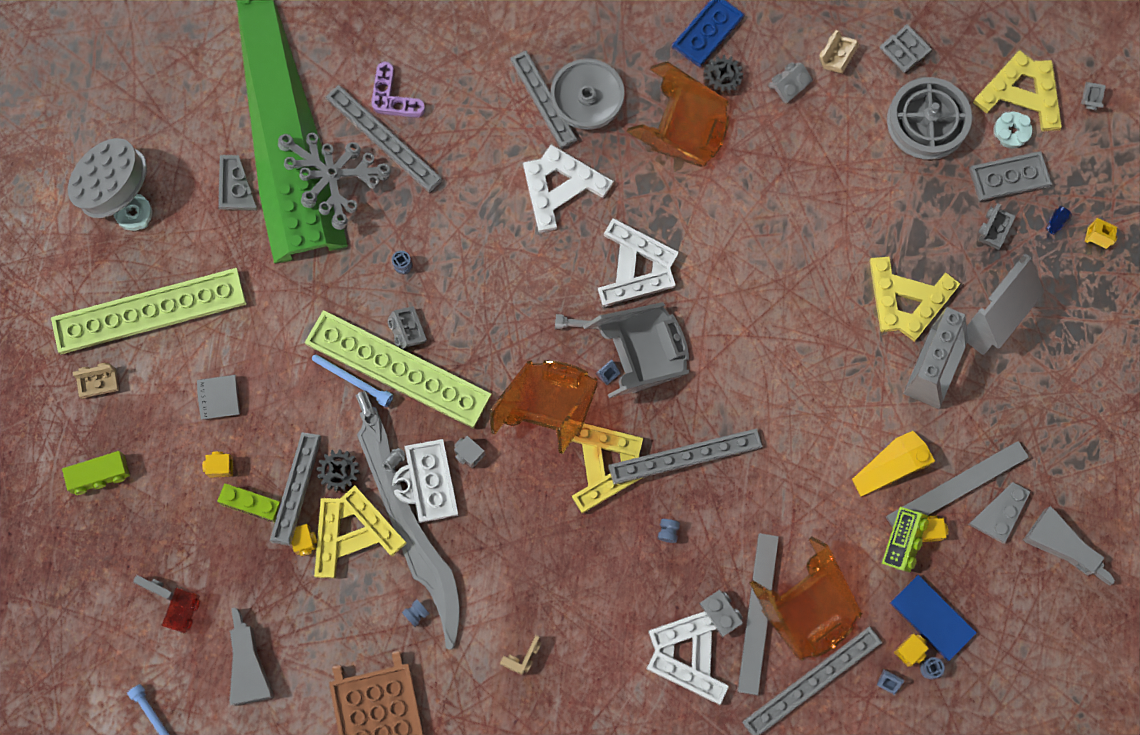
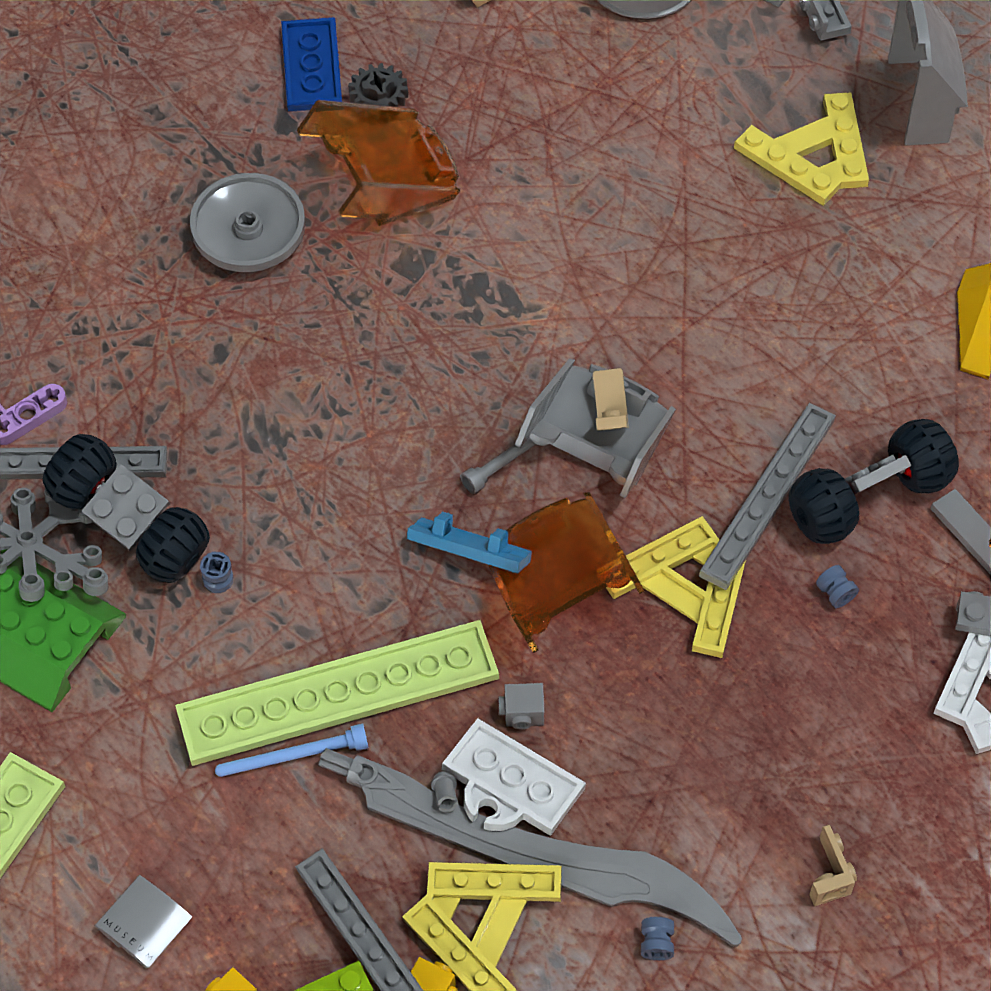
camera: 45 degrees left, 15 degrees down
(332, 475) = (377, 863): dark grey gear -> none
(385, 196) = (126, 507): none -> black plate
(406, 328) = (298, 639): light grey bracket -> none
(522, 353) = (491, 550): none -> dark azure hinge
(542, 98) = (197, 272): light grey tile -> none
(580, 178) = (319, 374): white plate -> none
(608, 372) = (585, 481): sand blue slope -> none
(633, 243) = (468, 337): white plate -> none
(657, 343) = (610, 399): none -> tan bracket
(772, 508) = (826, 502): none -> black plate
(791, 81) = (458, 41): light grey bracket -> none
(938, 359) = (915, 170): light grey windscreen -> none

